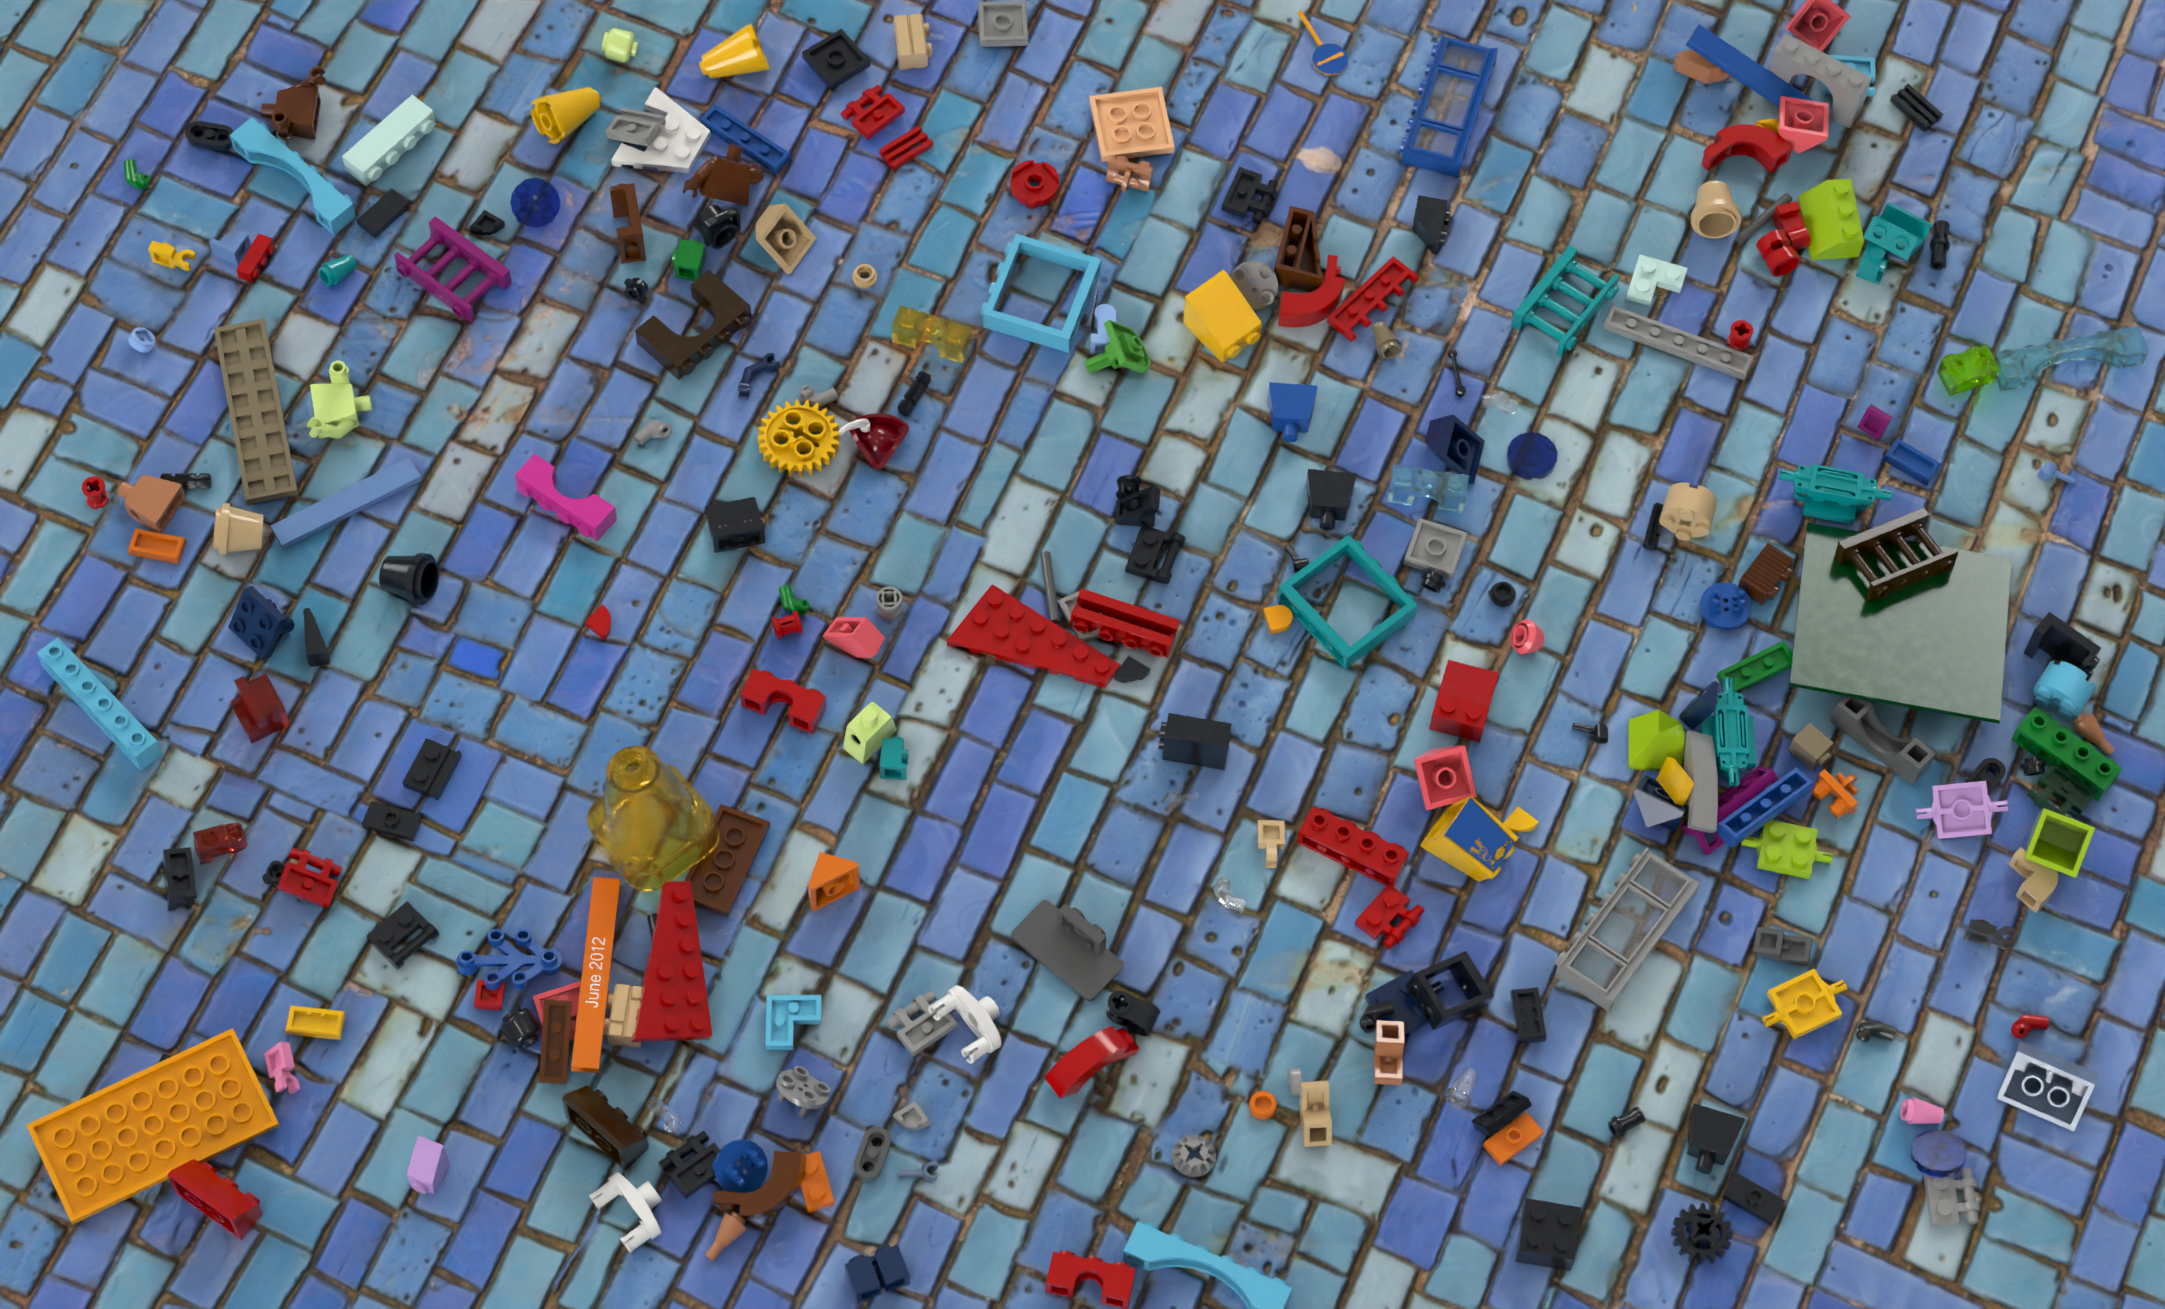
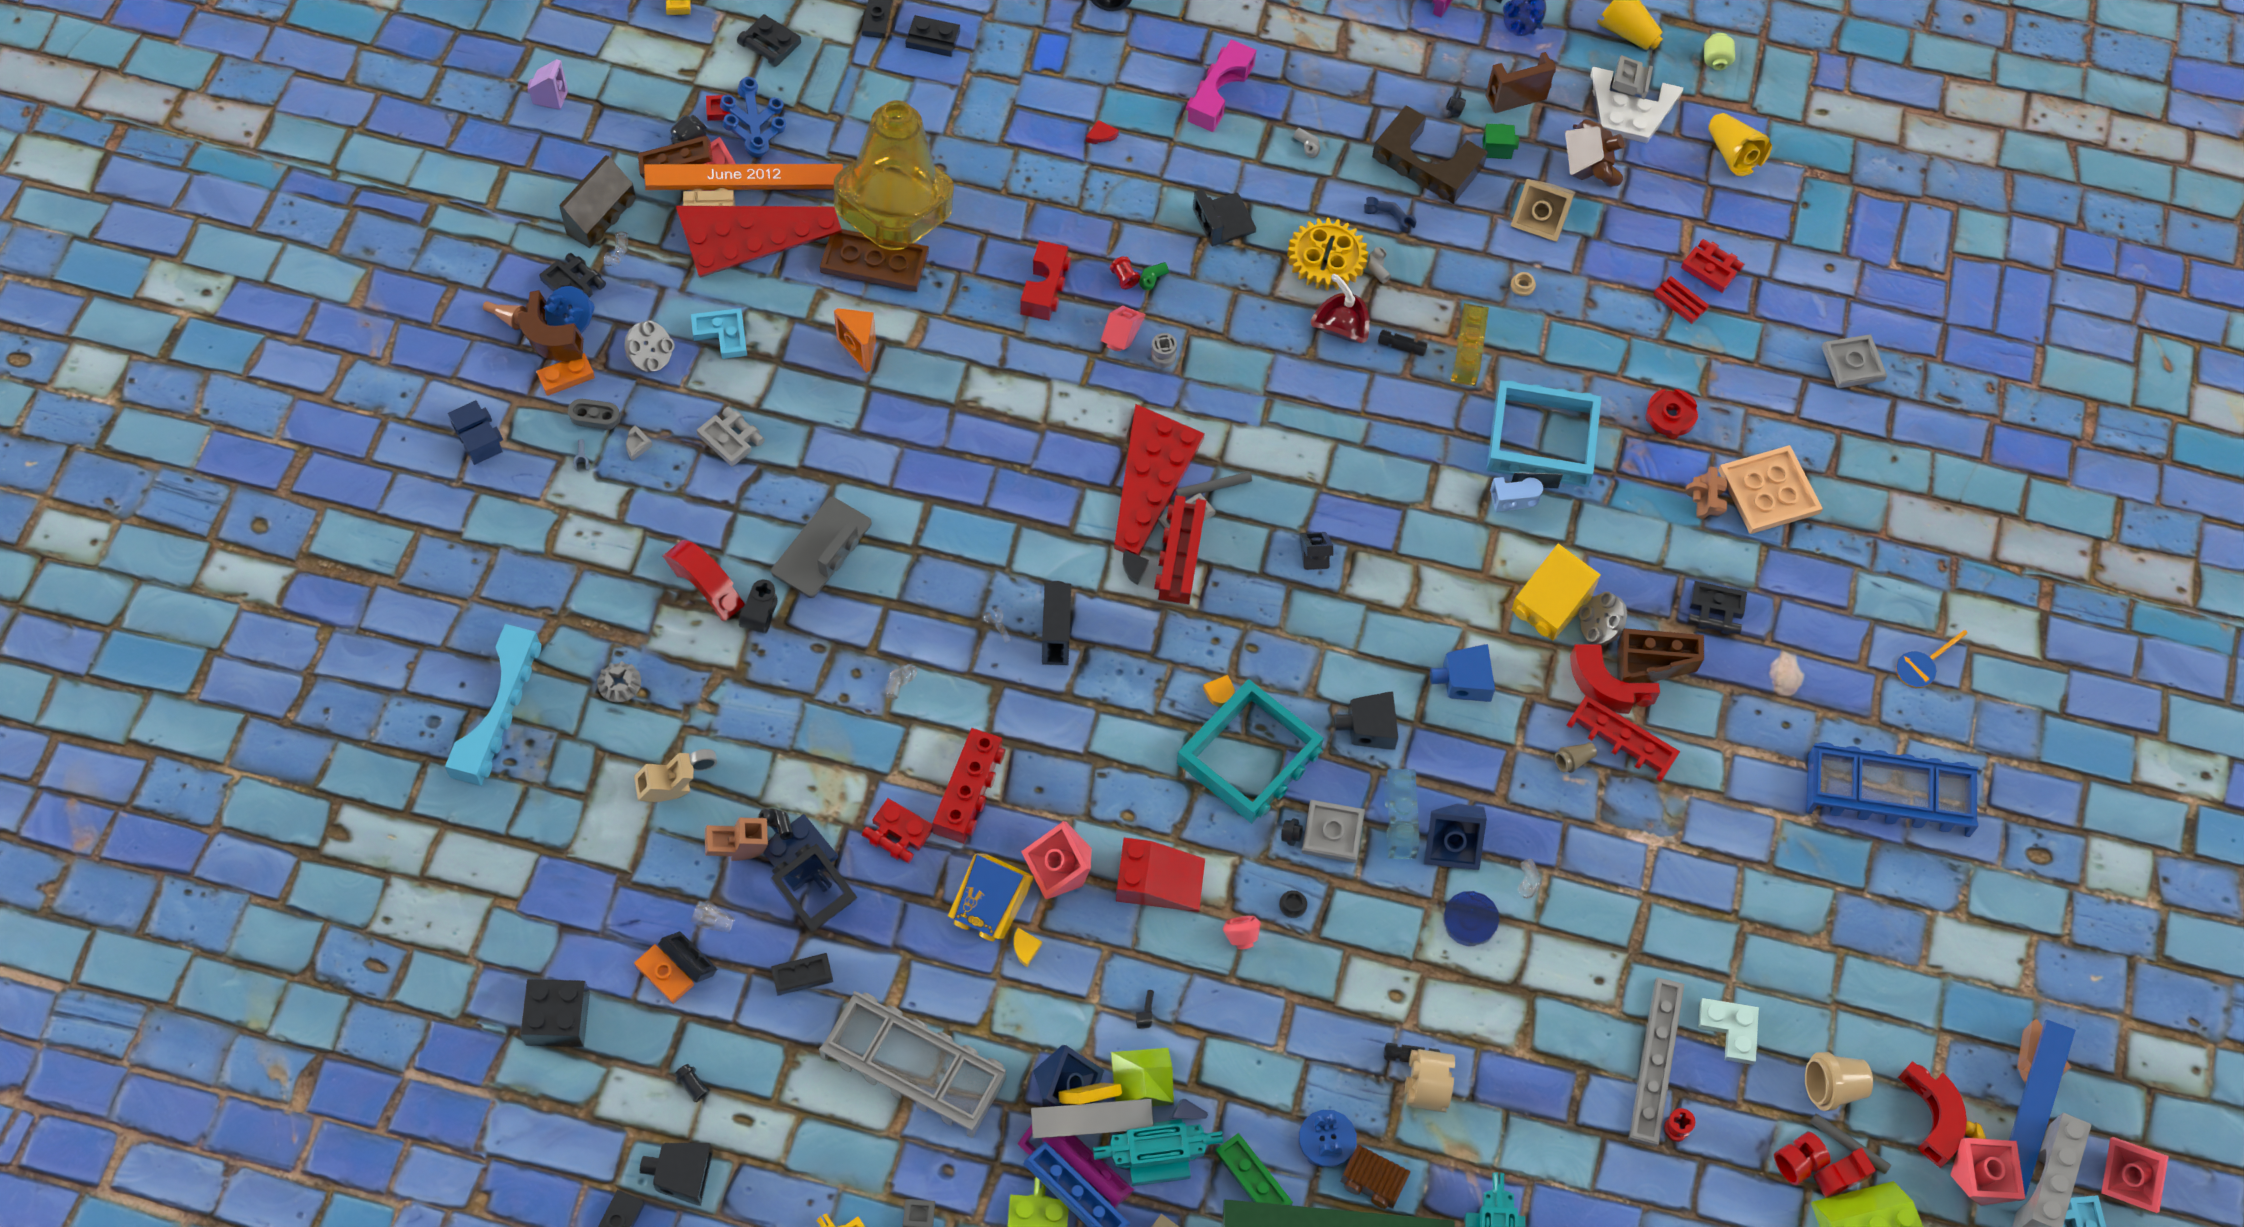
camera: 80 degrees right, 0 degrees up
(641, 1201) = (530, 244): white connector -> none
(717, 226) = (1540, 154): black piece -> none
(753, 143) = (1650, 169): blue tile -> none
(836, 59) = (1763, 226): black plate -> none
(869, 729) = (1023, 350): yellowish green torso -> none
(893, 759) = (1000, 374): teal brick -> none
(911, 41) = (1804, 284): tan brick -> none
(977, 1015) = (740, 478): white connector -> none
(1068, 1270) = (480, 625): red arch -> none
(1123, 350) = (1494, 511): bright green piece -> none
(1125, 481) = (1339, 535): black plate -> none
(1146, 552) = (1270, 564): black plate -> none
(1262, 1105) = (678, 737): orange tile -> none
(1271, 837) = (969, 710): tan plate -> none
(1298, 563) = (1288, 701): black hand -> none
(1429, 221) = (1737, 785): black slope -> none
(1460, 390) = (1535, 839): black hinge -> none
(1554, 280) = (1696, 917): teal fence -> none
(1700, 1221) = (562, 1178): black gear -> none

